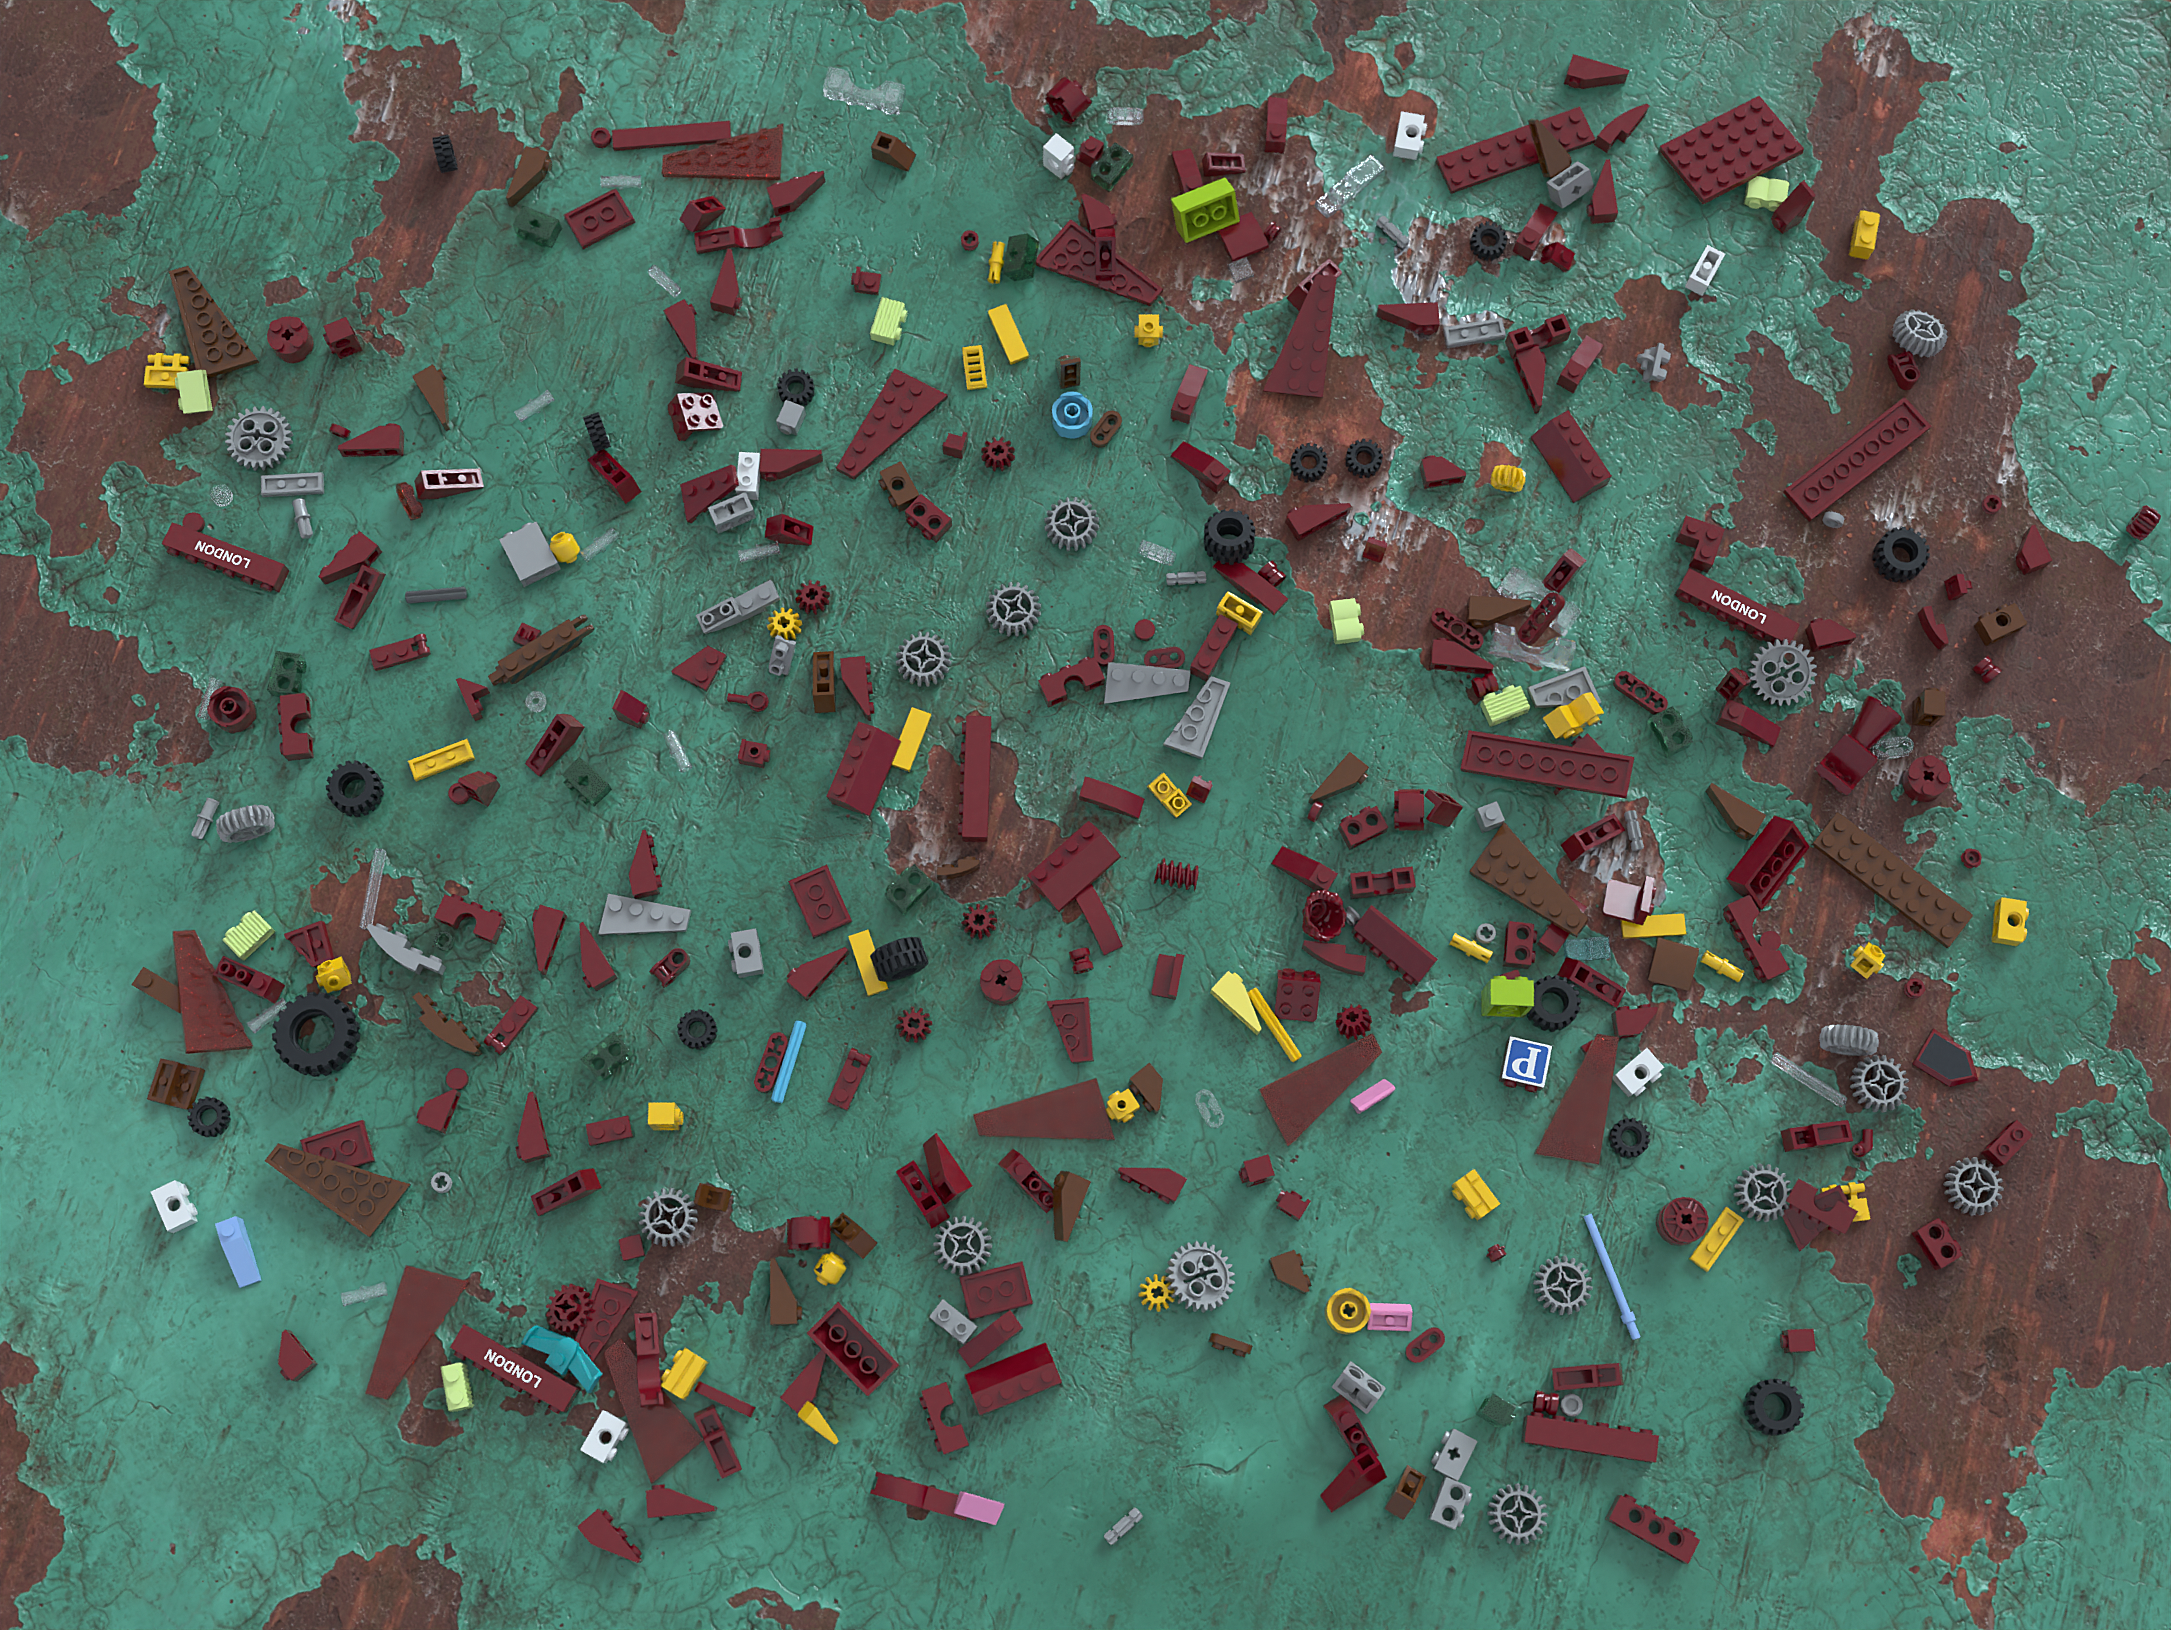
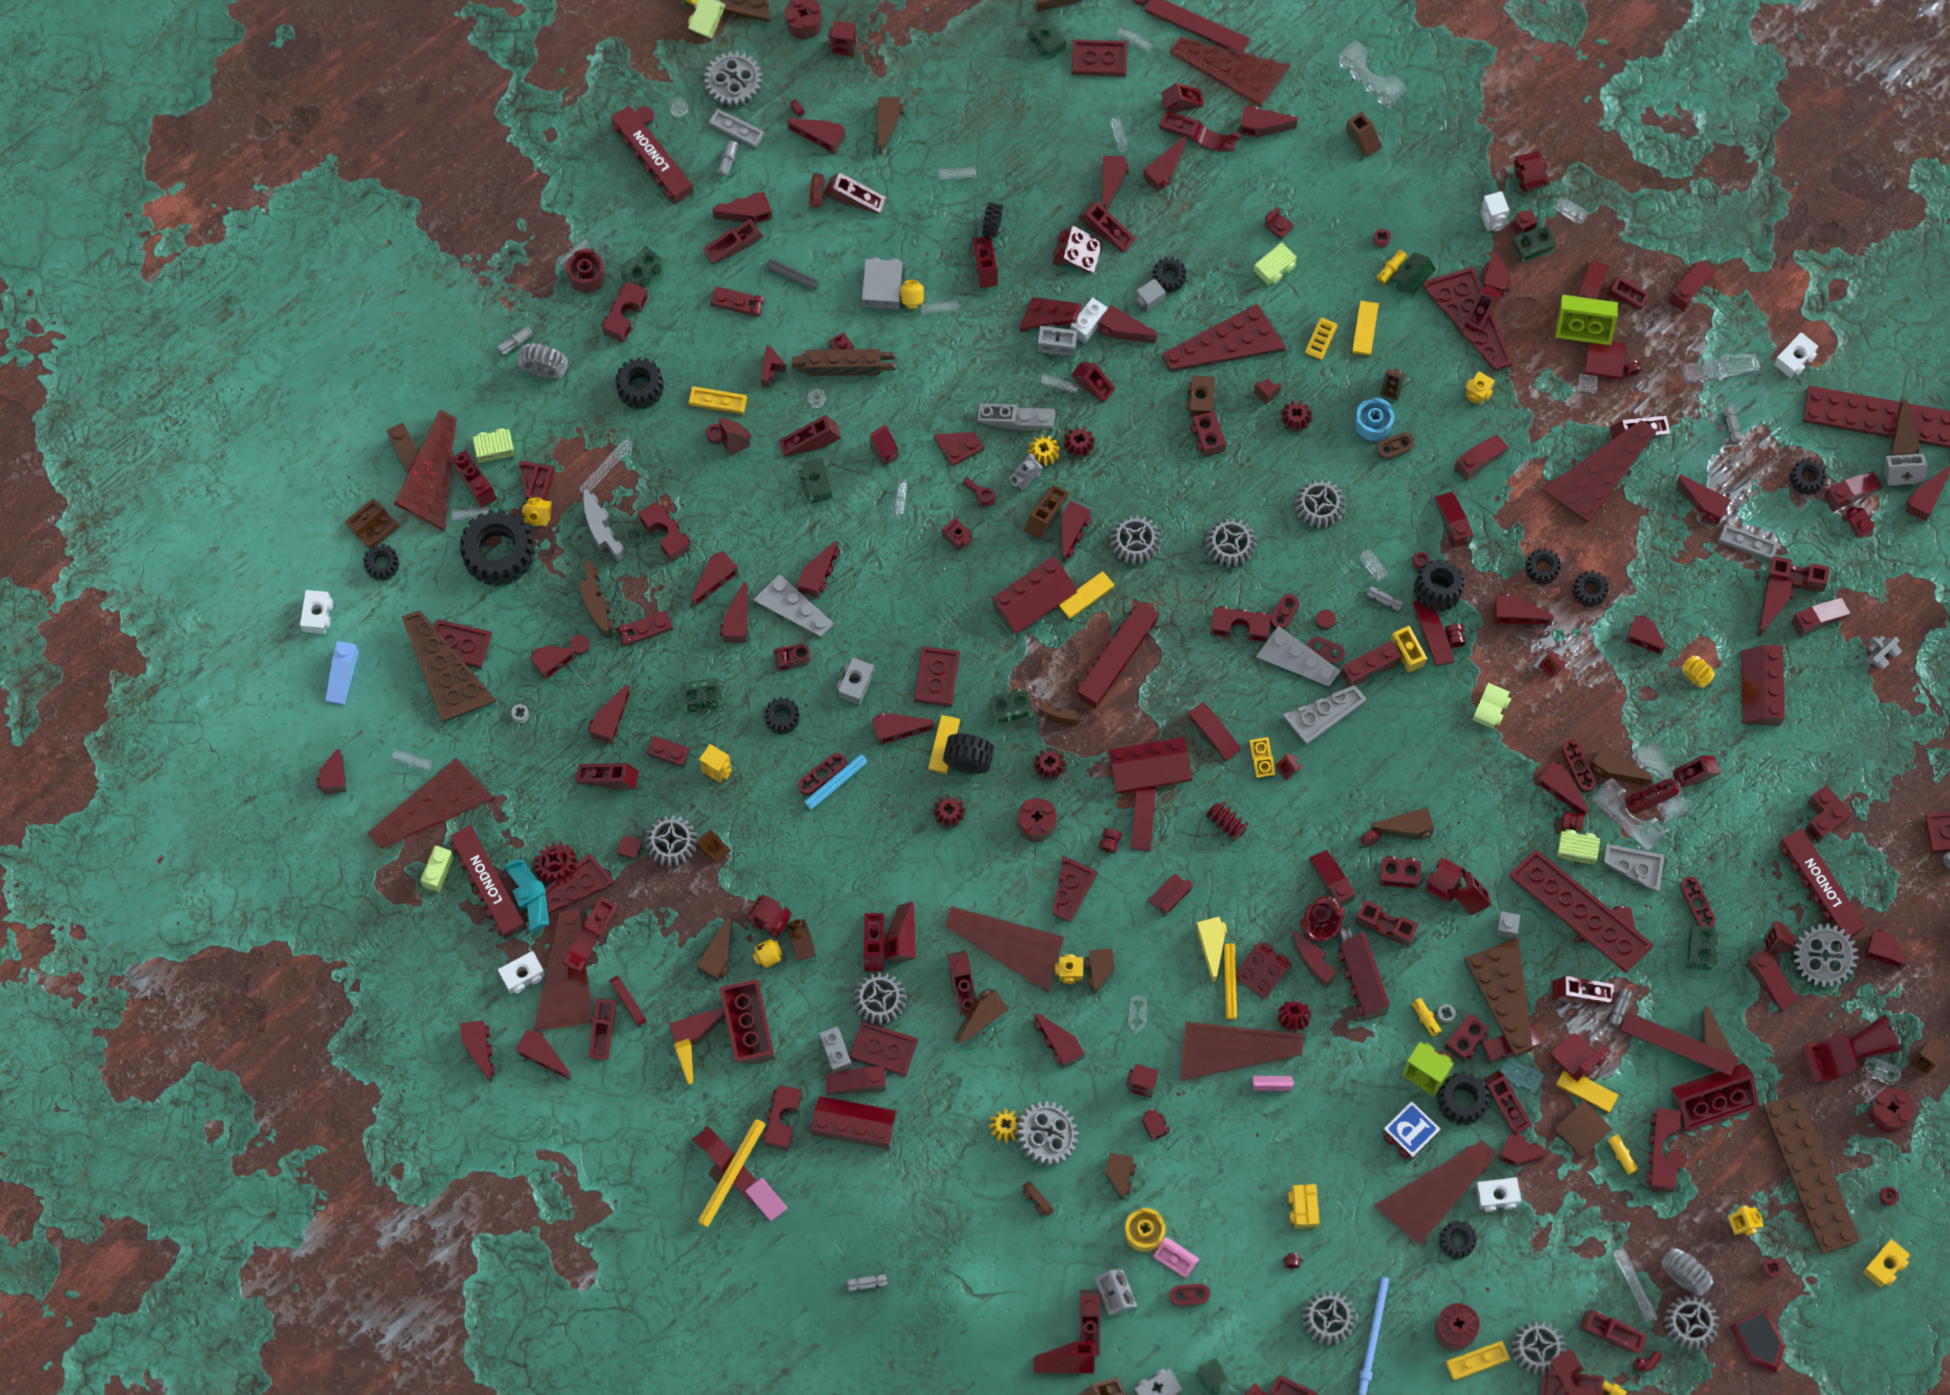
camera: 35 degrees right, 5 degrees down
(684, 1373) = (609, 963): yellow brick -> none
(849, 1080) = (873, 823): dark red plate -> none
(930, 1504) = (731, 1173): none -> yellow axle
(1196, 523) = (1420, 559): none -> dark red plate
(1571, 718) = (1626, 887): yellow brick -> none
(1709, 833) = (1679, 1044): none -> dark red tile

